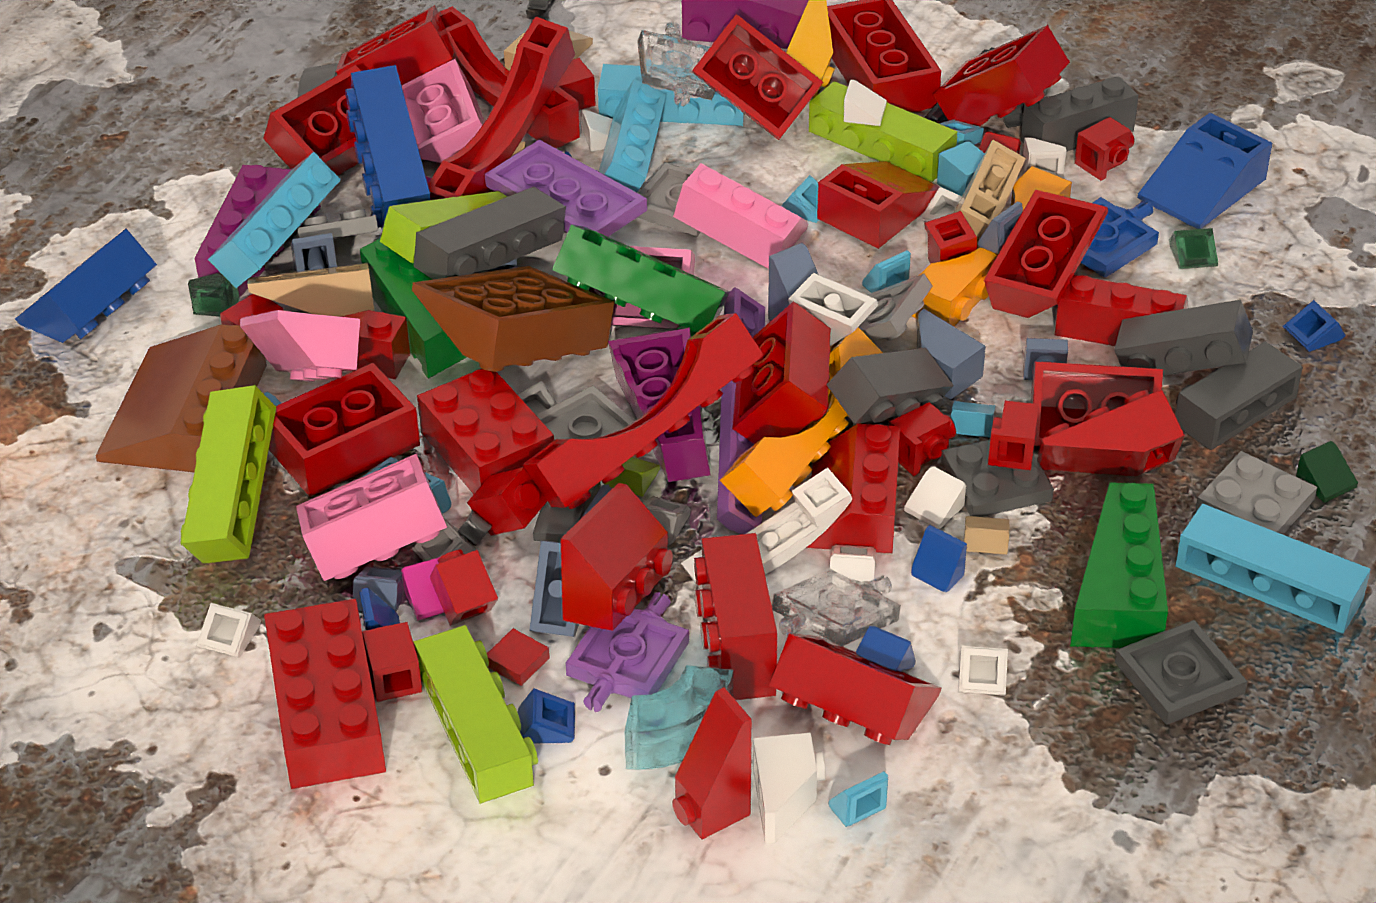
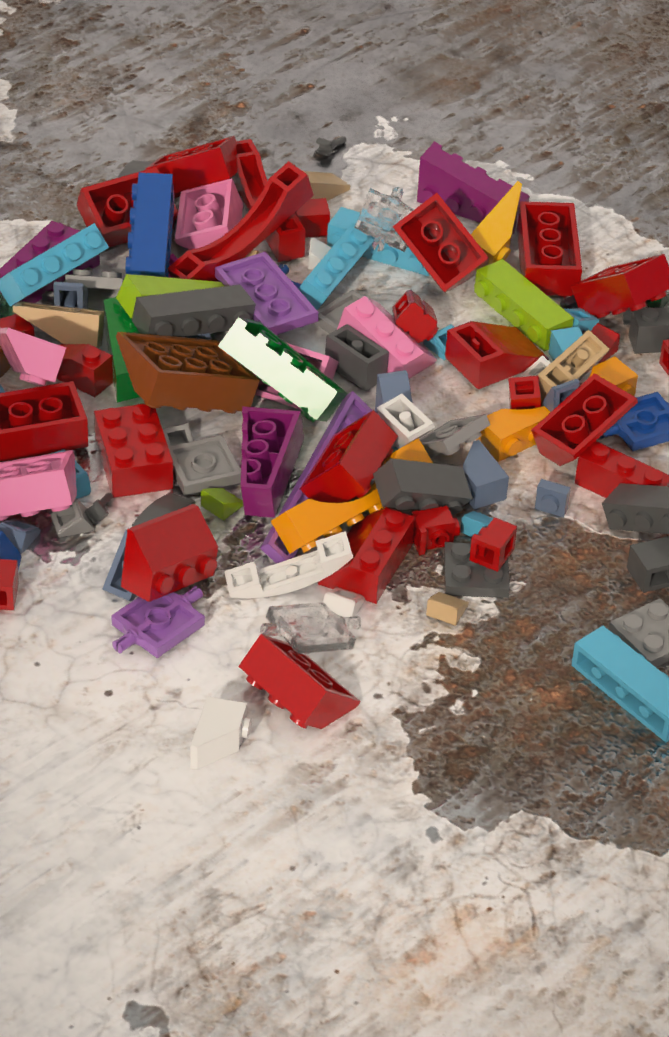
camera: 15 degrees right, 0 degrees up
(421, 590) = (48, 543): dark pink slope -> none
(463, 586) = (66, 547): red brick -> none
(475, 714) = (36, 631): lime brick -> none
(507, 501) = (123, 498): red brick -> none
(517, 656) = (84, 603): red tile -> none
(547, 718) = (84, 649): blue slope -> none
(665, 722) = (168, 672): clear light blue brick -> none
(669, 514) = (229, 538): light grey slope -> none
(711, 360) = (295, 435): red arch -> none
(716, 769) = (168, 710): red slope -> none
(720, 243) = (357, 356): none -> dark grey brick
(737, 613) = (236, 613): red brick -> none
(765, 176) = (415, 317): none -> red brick
(861, 800) = (265, 757): medium azure slope -> none
(863, 105) = (510, 281): white slope -> none
(886, 649) = (331, 665): blue slope -> none
(888, 272) = (473, 407): medium azure slope -> none
(936, 498) = (423, 574): white slope -> none
(939, 559) = (402, 616): blue slope -> none
(983, 670) = (394, 697): white slope -> none
(1044, 156) = (632, 354): white slope -> none
(1074, 390) = (569, 540): red slope -> none
(1116, 441) = (568, 566): red slope -> none
(1124, 576) = (522, 659): green wedge -> none
(1180, 672) = (529, 735): dark grey plate -> none

